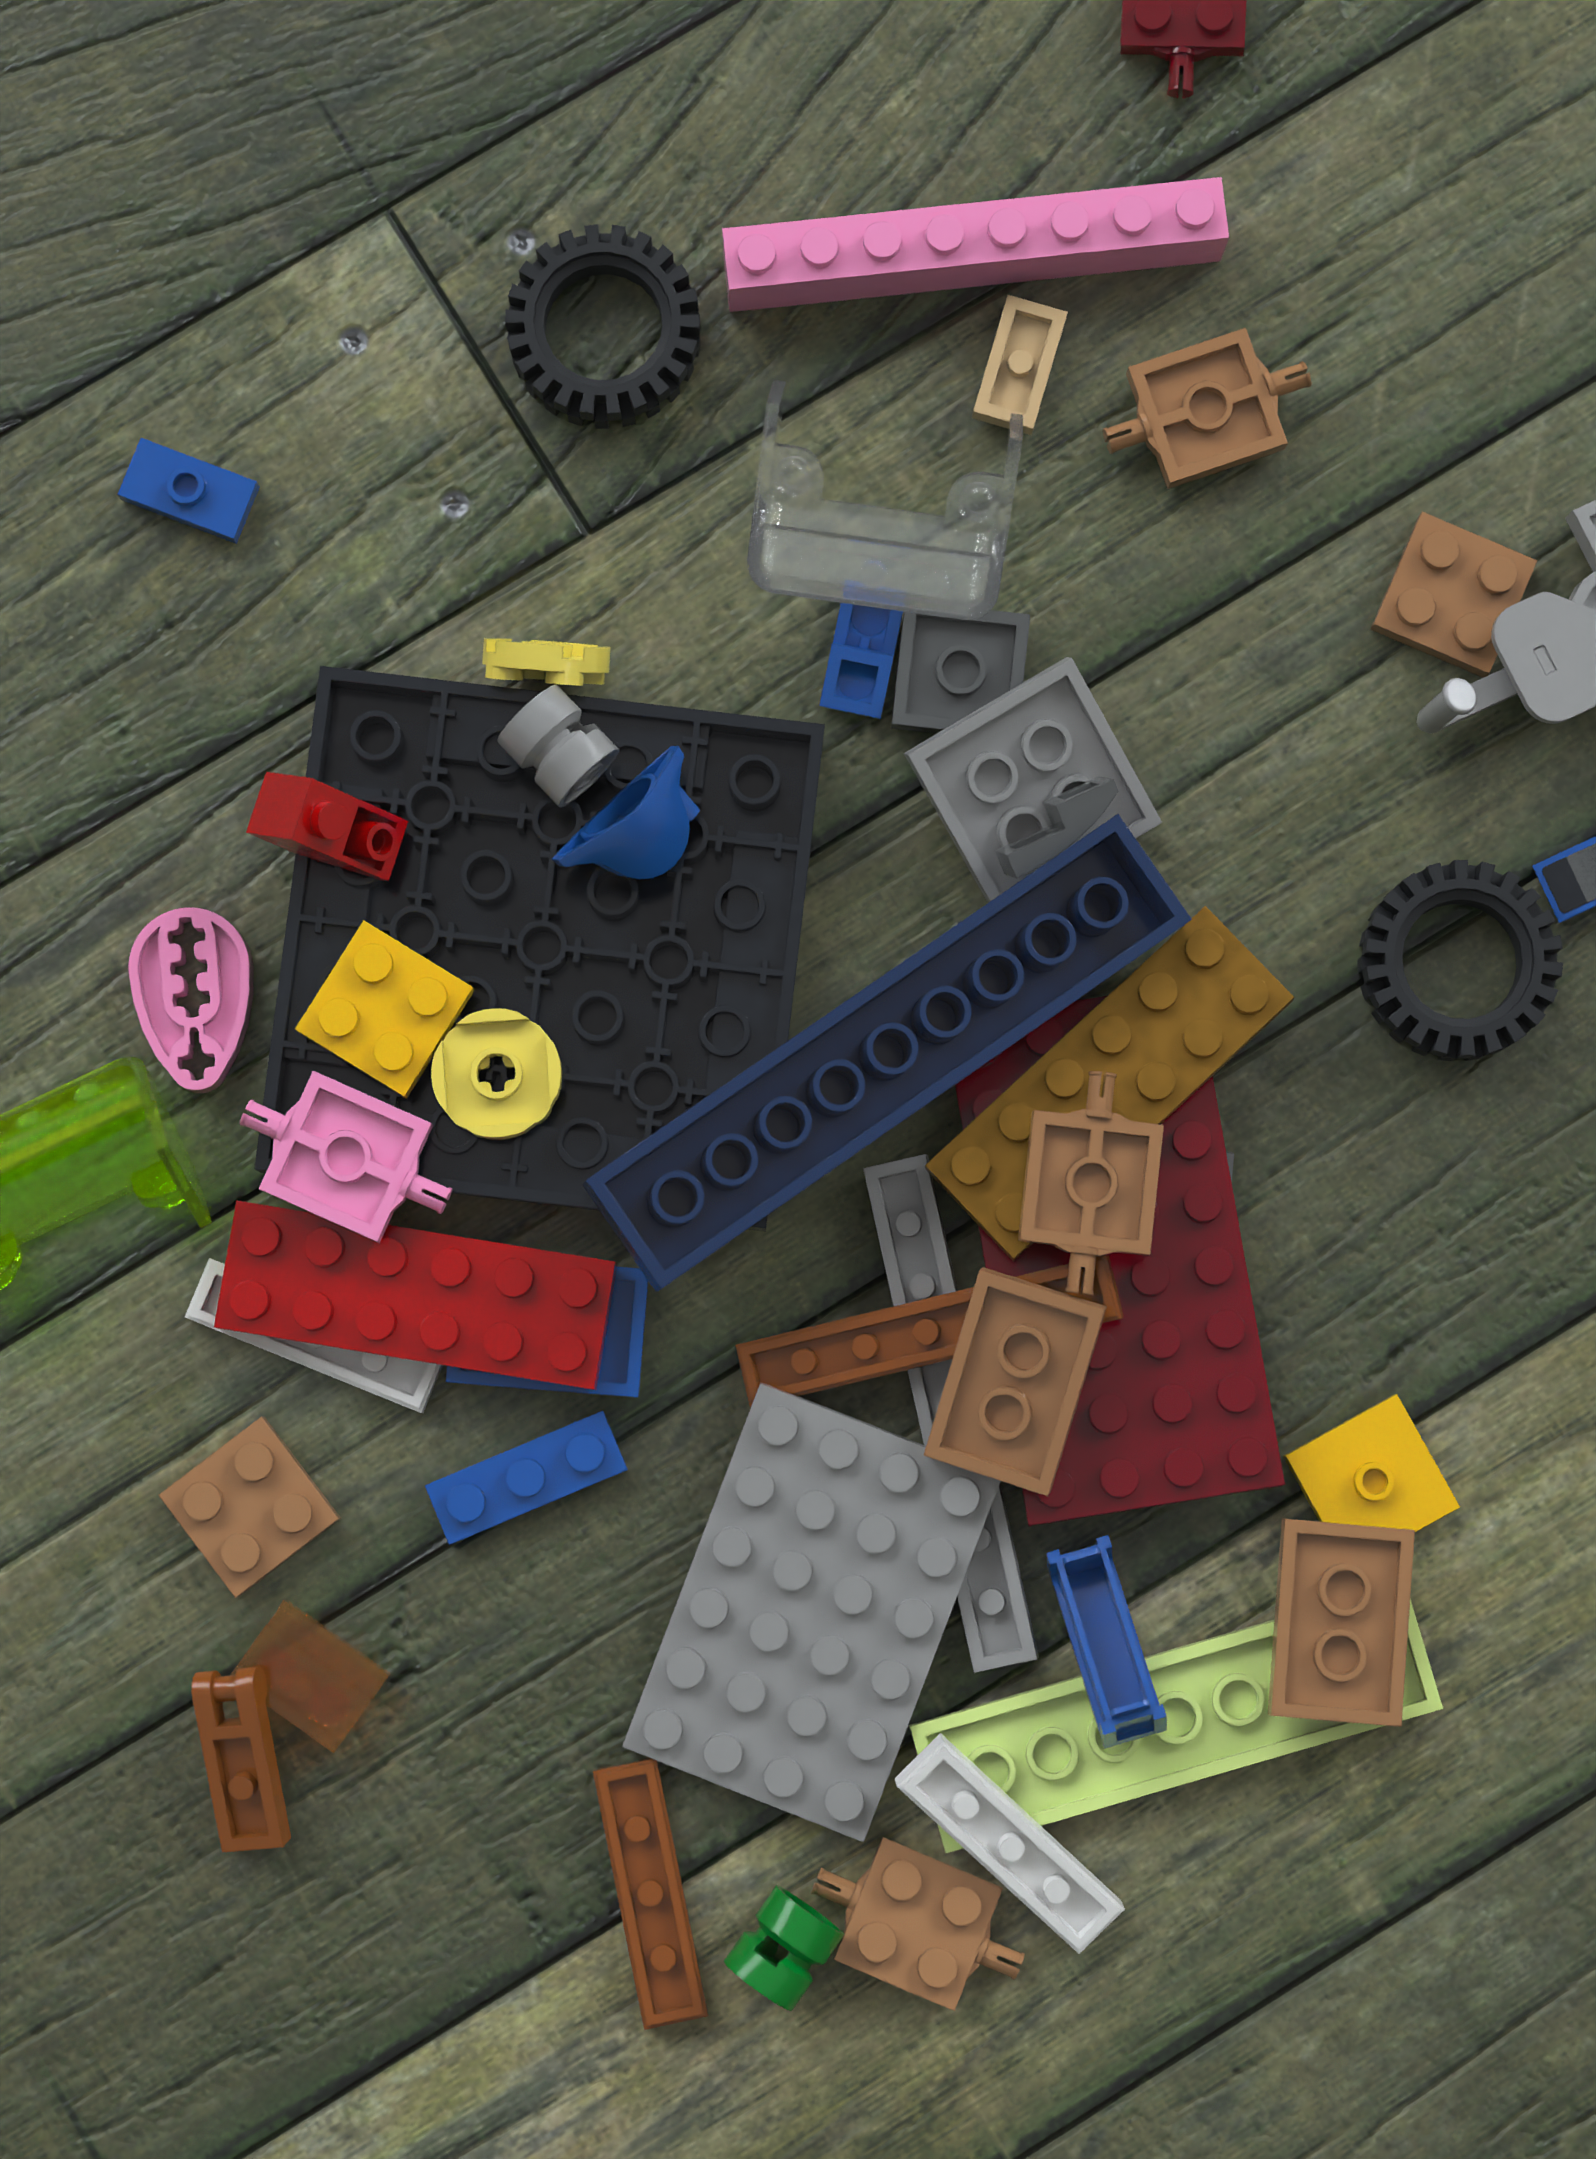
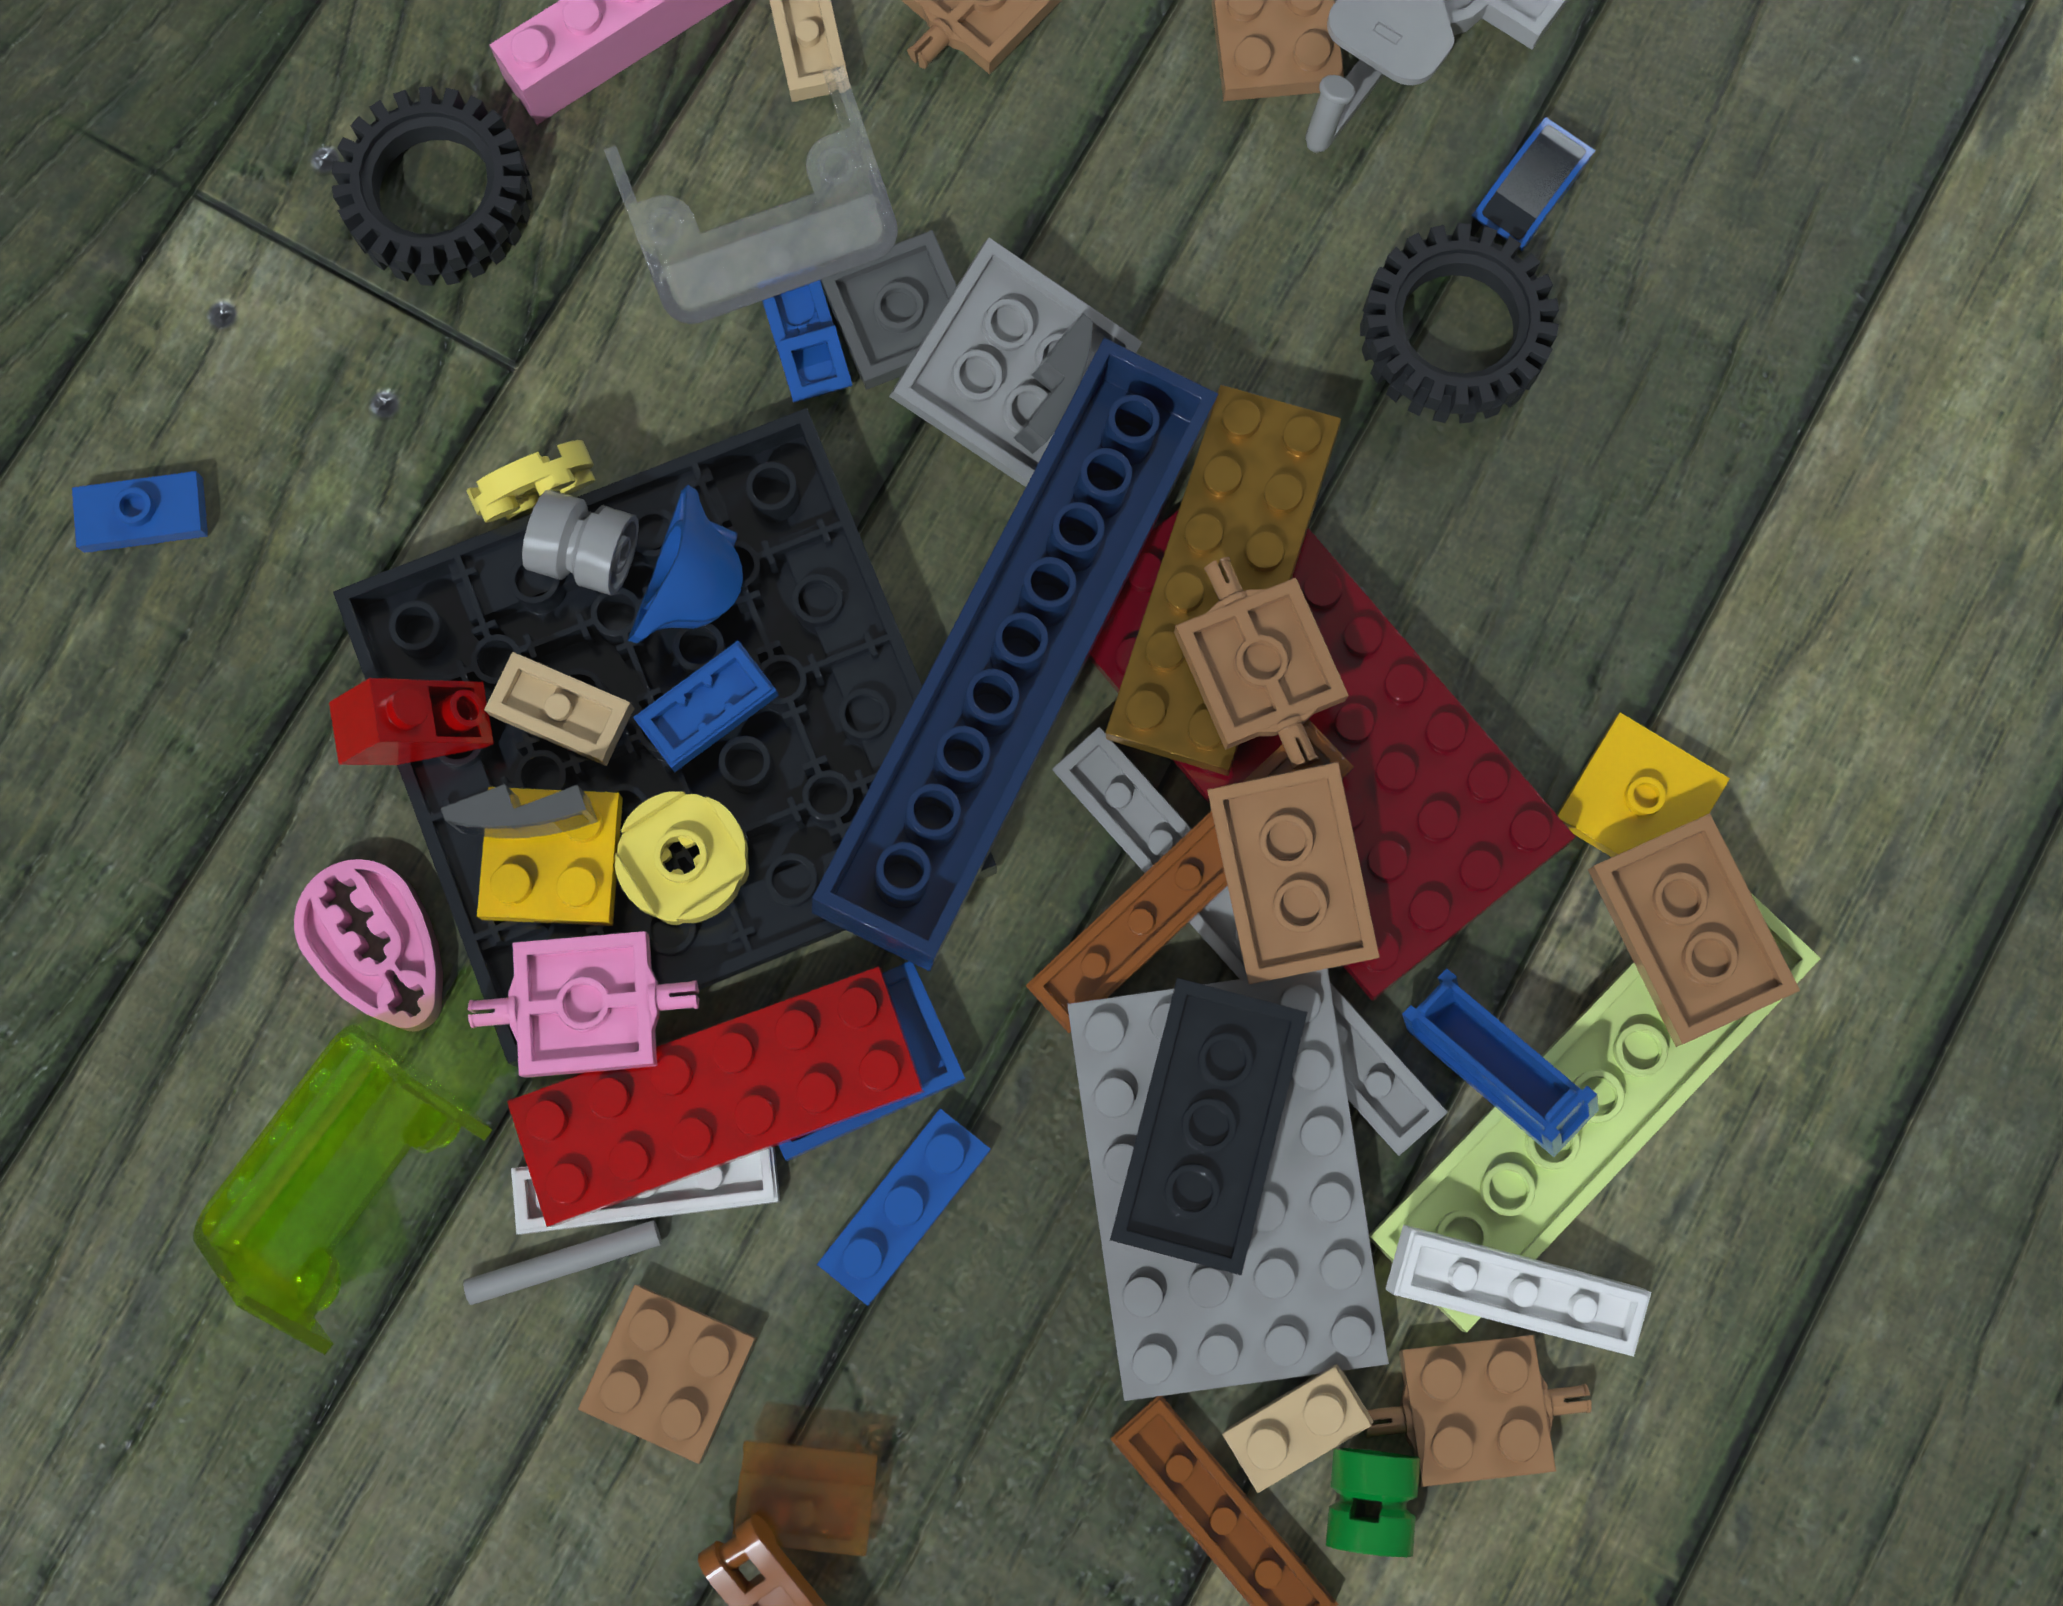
camera: 25 degrees left, 5 degrees down
(210, 1362) = (562, 1262): none -> light grey bar
(363, 958) = (501, 815): none -> dark grey slope
(461, 884) = (559, 708): none -> tan plate
(589, 951) = (706, 706): none -> blue plate
(756, 1851) = (1297, 1427): none -> tan plate
(820, 1557) = (1208, 1126): none -> black plate

